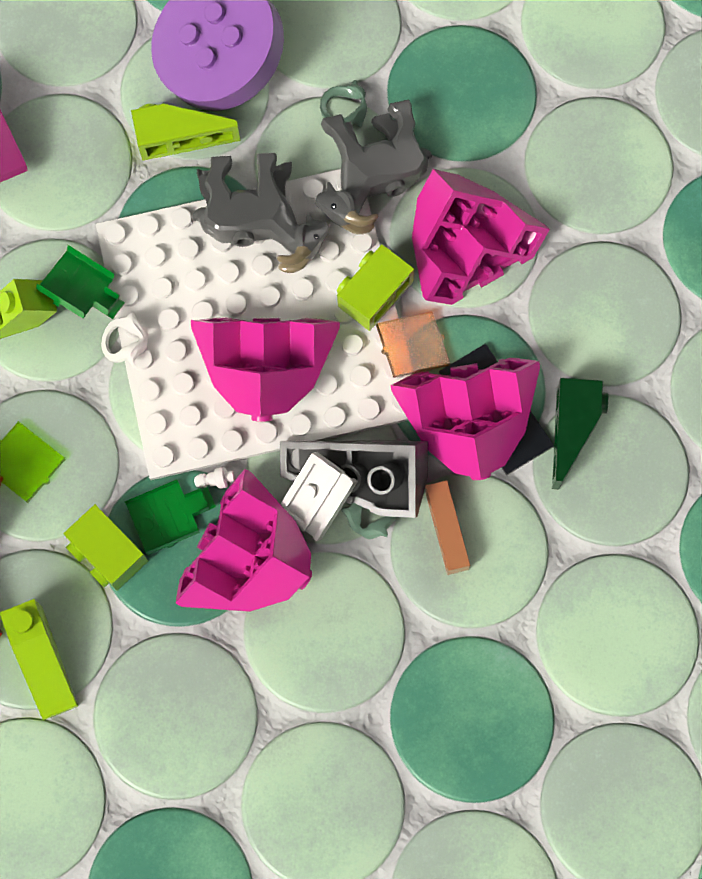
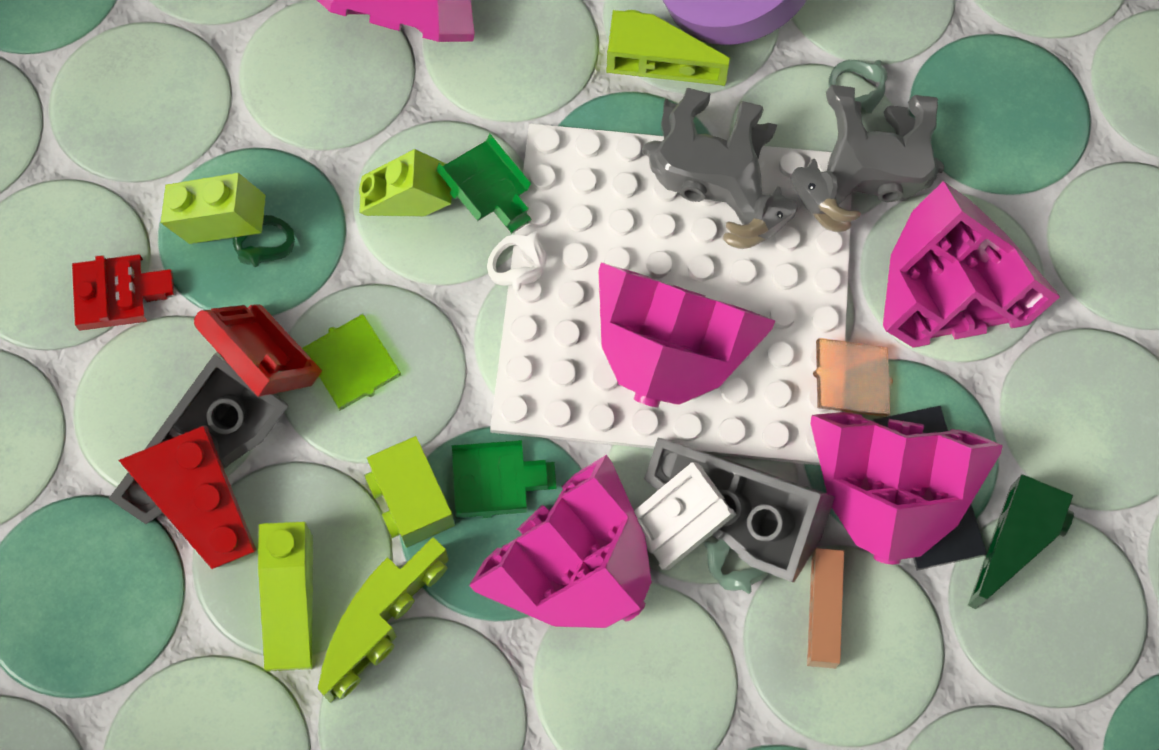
camera: 15 degrees right, 5 degrees down
(107, 664) = (363, 629): none -> lime slope
(218, 478) = (571, 456): white piece -> none
(374, 286) = (829, 295): lime brick -> none

